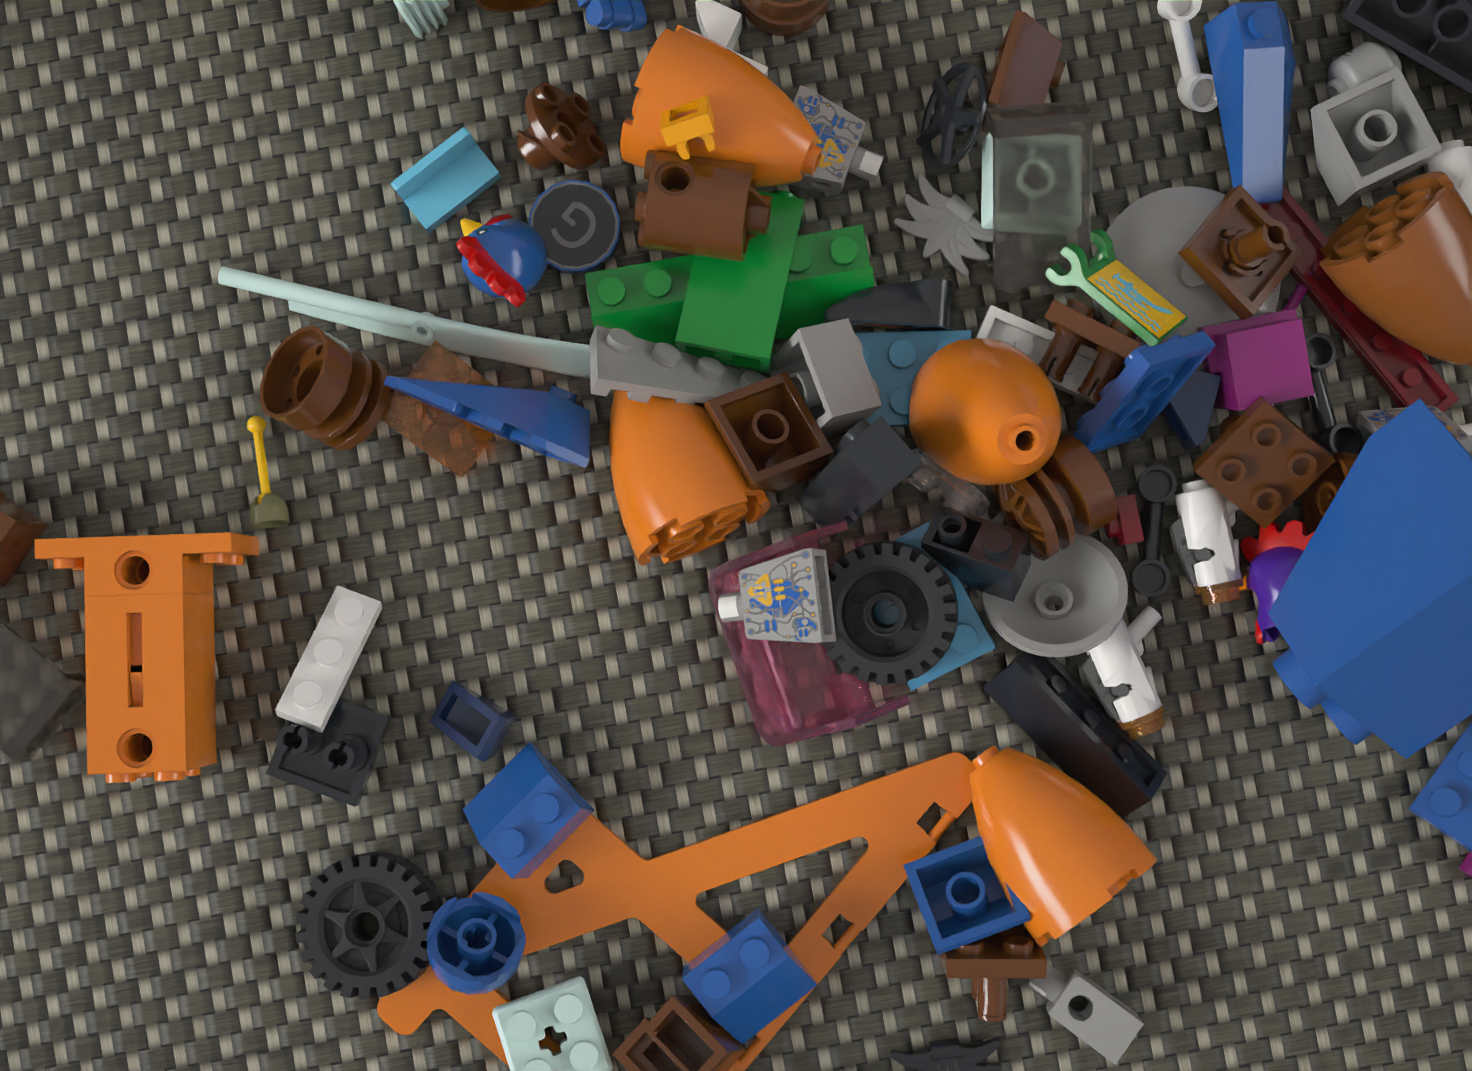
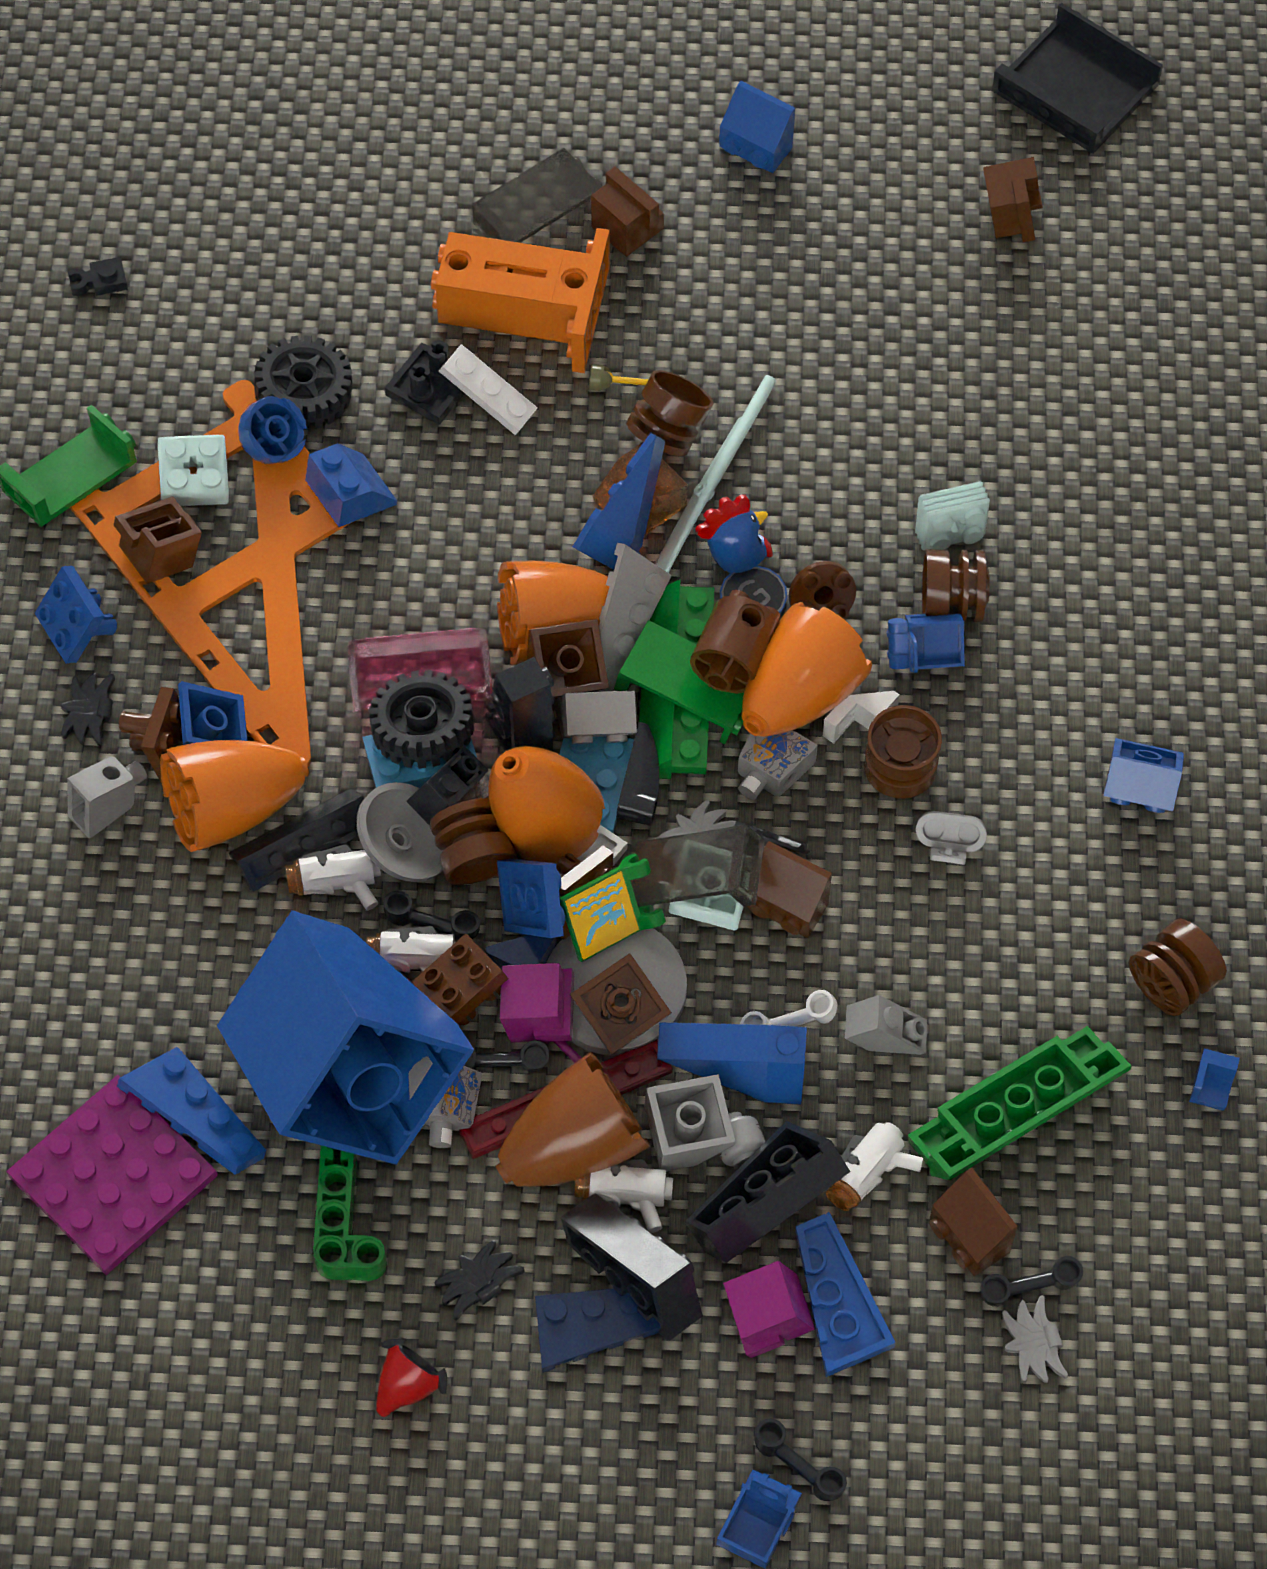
camera: 100 degrees right, 25 degrees down
(446, 180) = (805, 523): medium azure panel -> none
(472, 721) = (418, 469): dark blue slope -> none
(690, 126) = (783, 630): light orange tile -> none
(747, 977) = (196, 591): blue slope -> none
(784, 599) = (446, 649): torso -> none
(1127, 526) = (444, 897): dark red plate -> none

